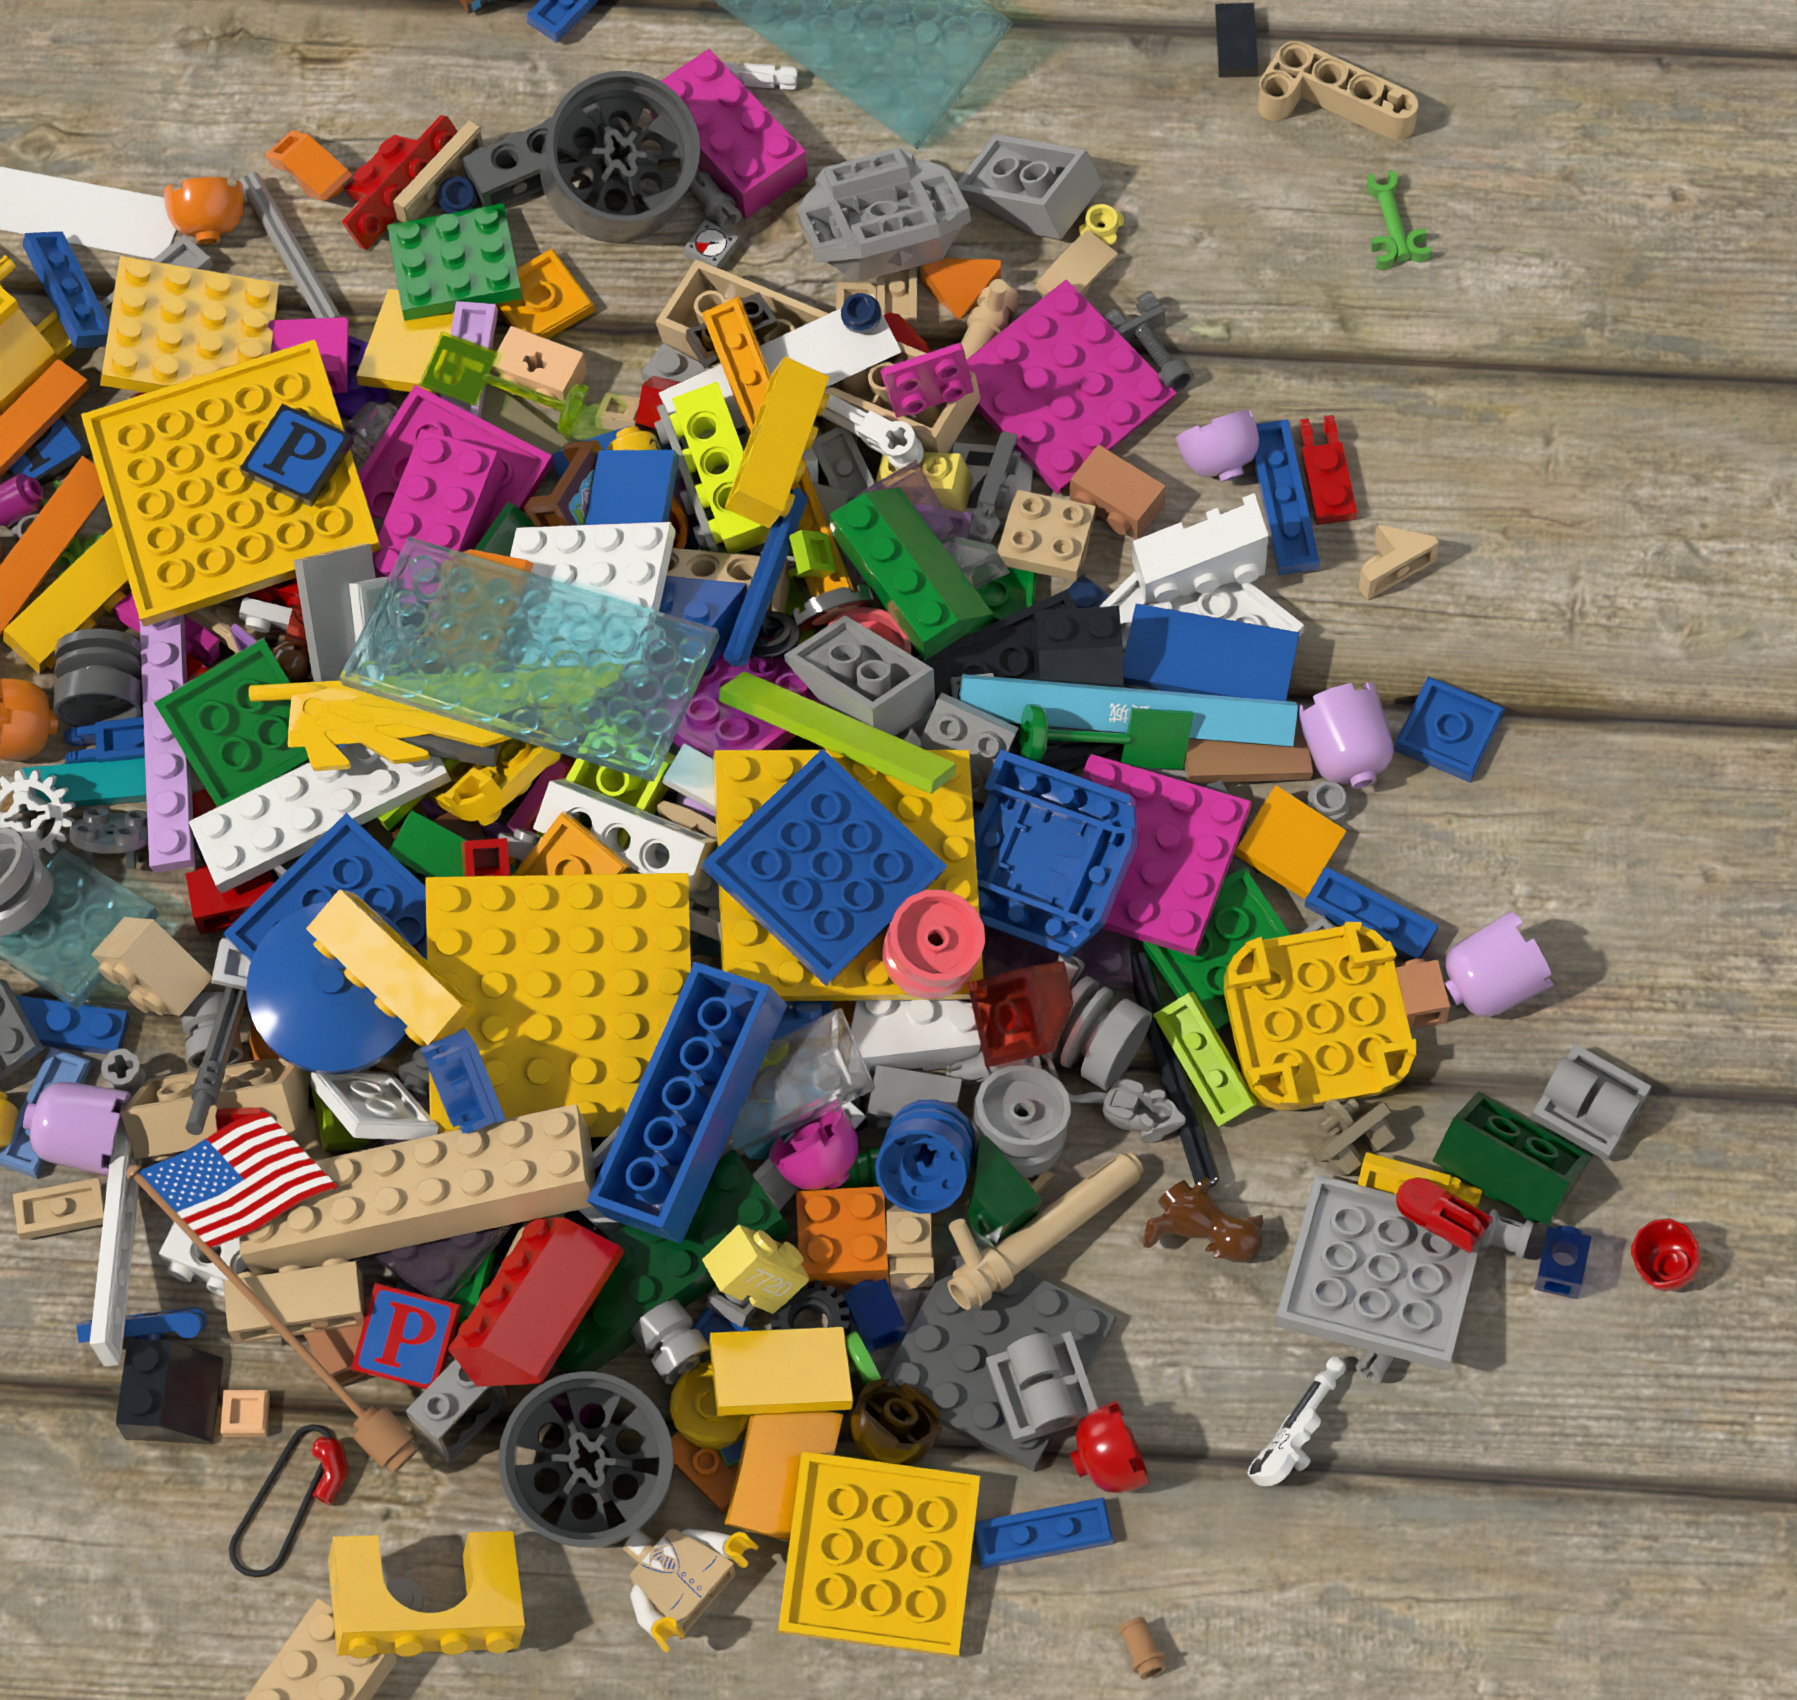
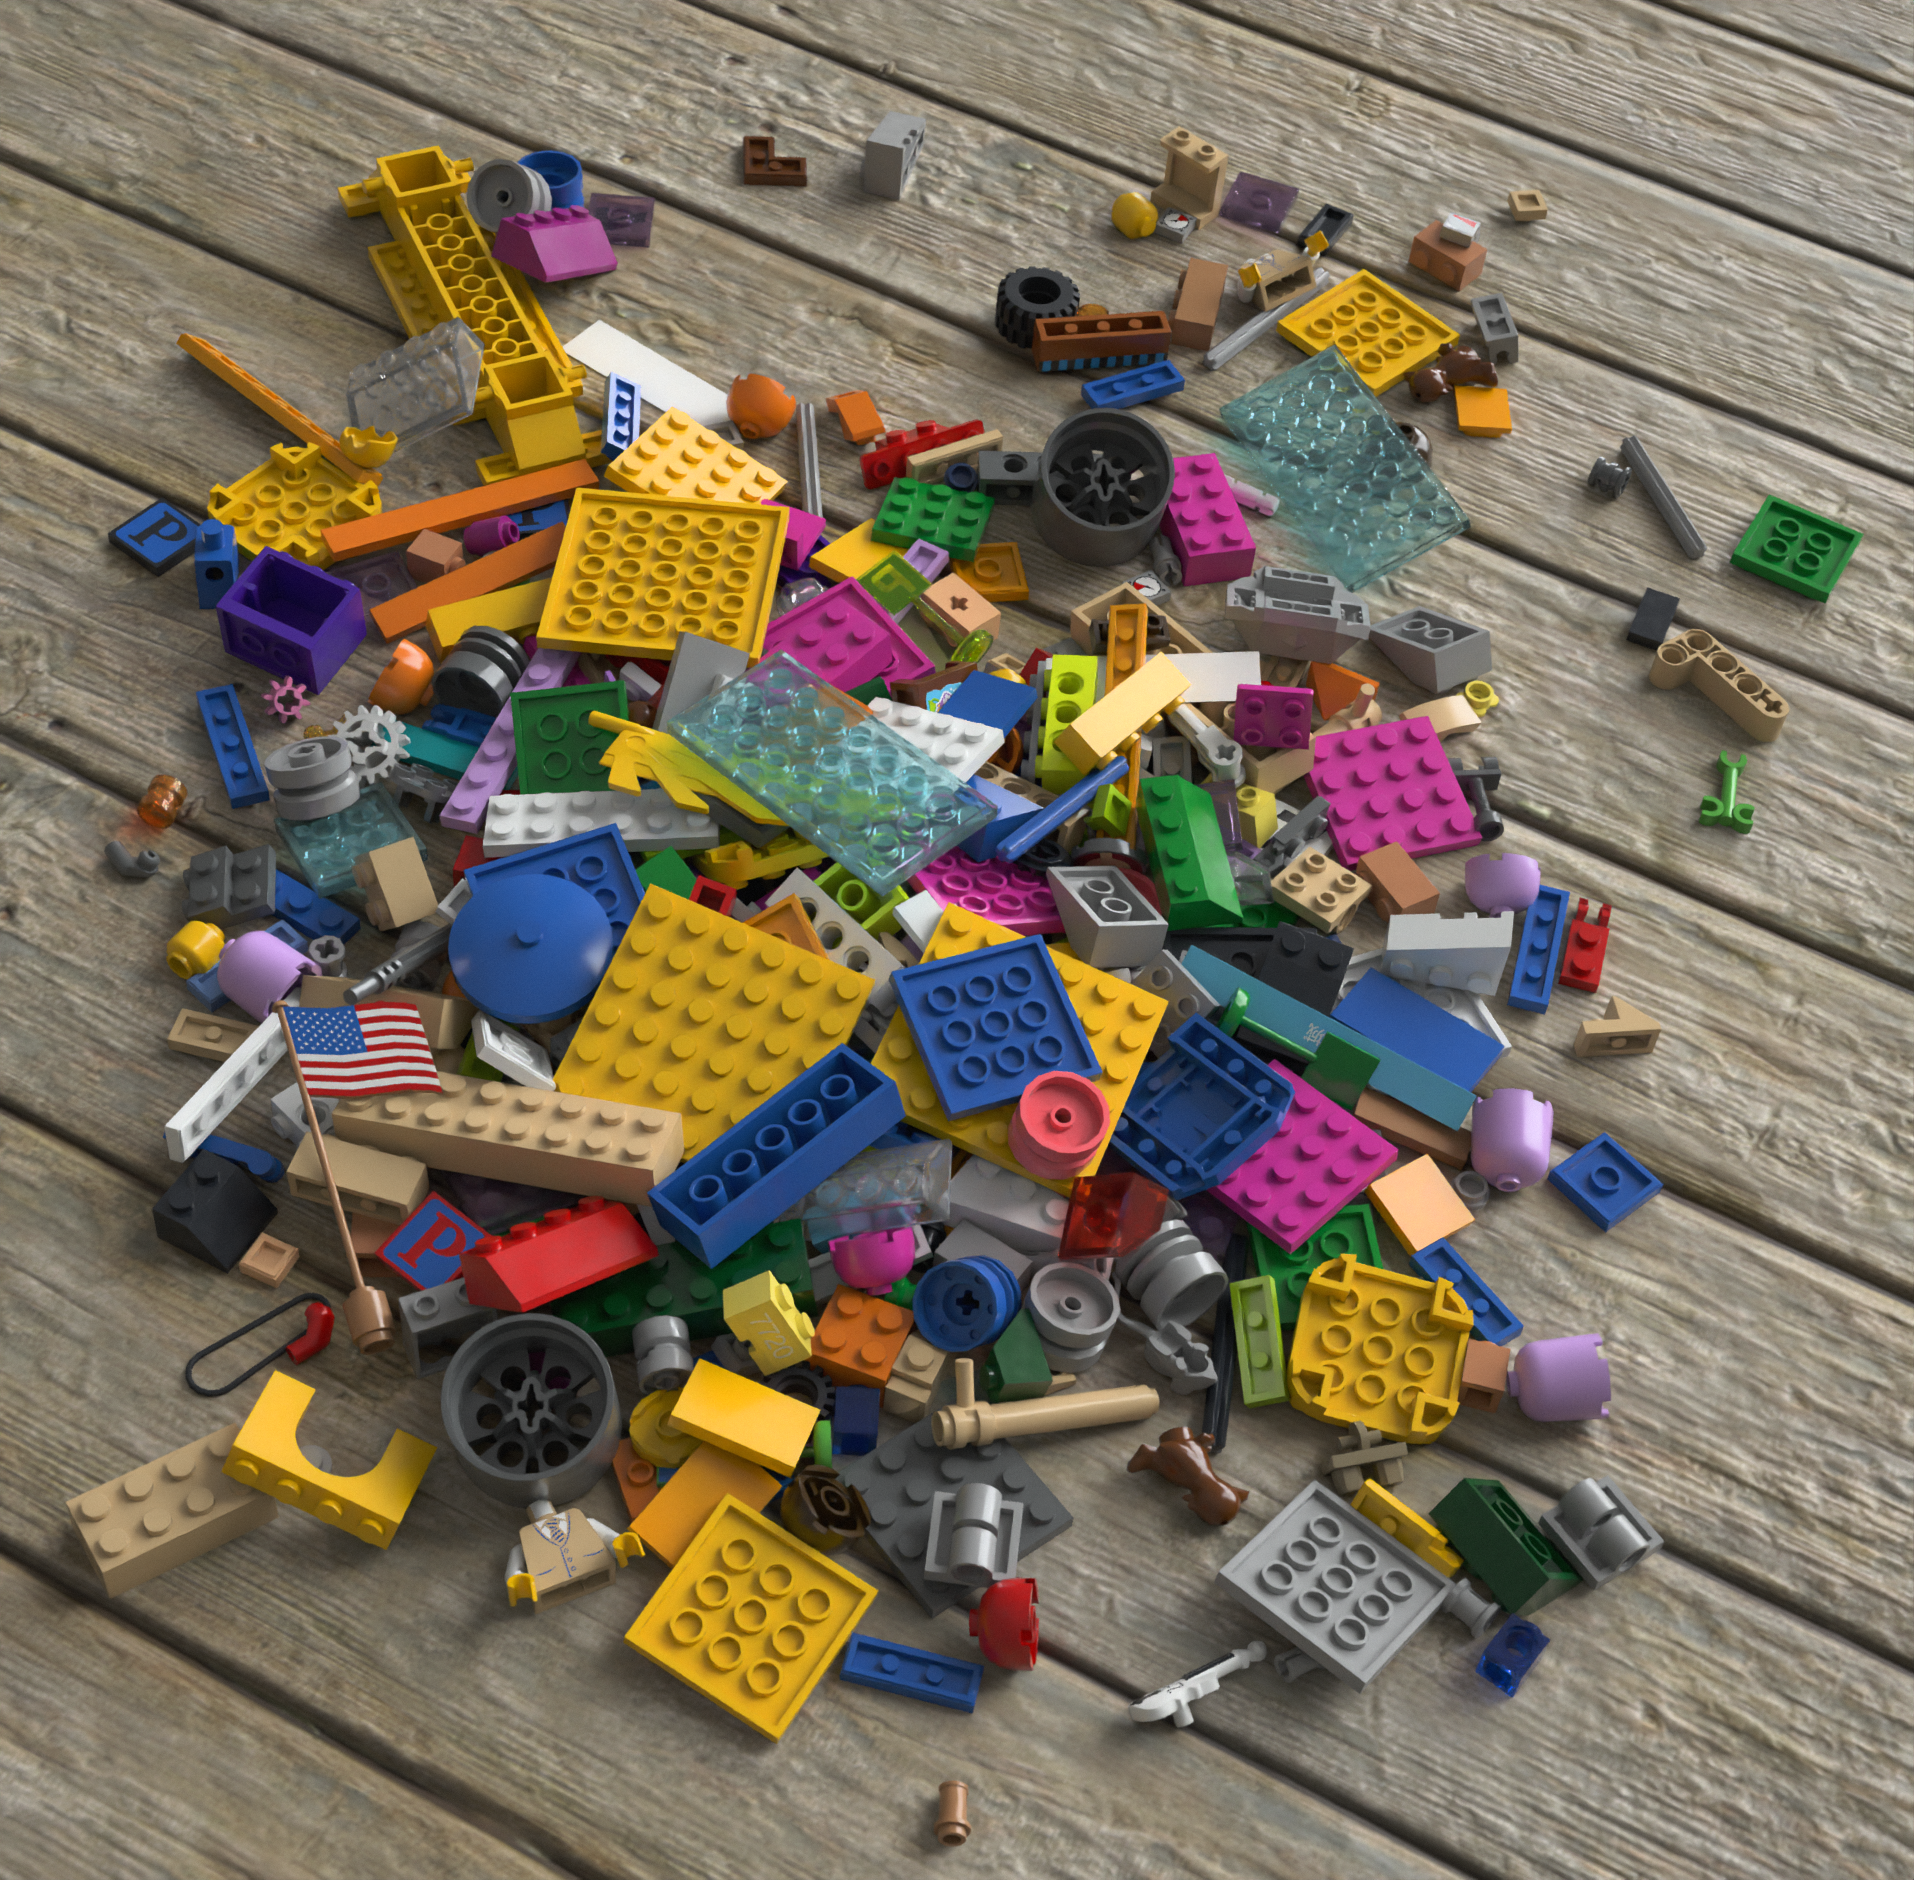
camera: 15 degrees right, 15 degrees down
(296, 455) = (727, 574): tile -> none
(389, 968) = (581, 940): yellow brick -> none
(462, 1082) = (592, 1051): blue hinge -> none
(837, 732) = (1062, 937): lime tile -> none
(861, 313) = (1241, 656): dark blue plate -> none
(1442, 1213) = (1417, 1557): red arm -> none
(1666, 1254) = (1616, 1690): red hair -> none

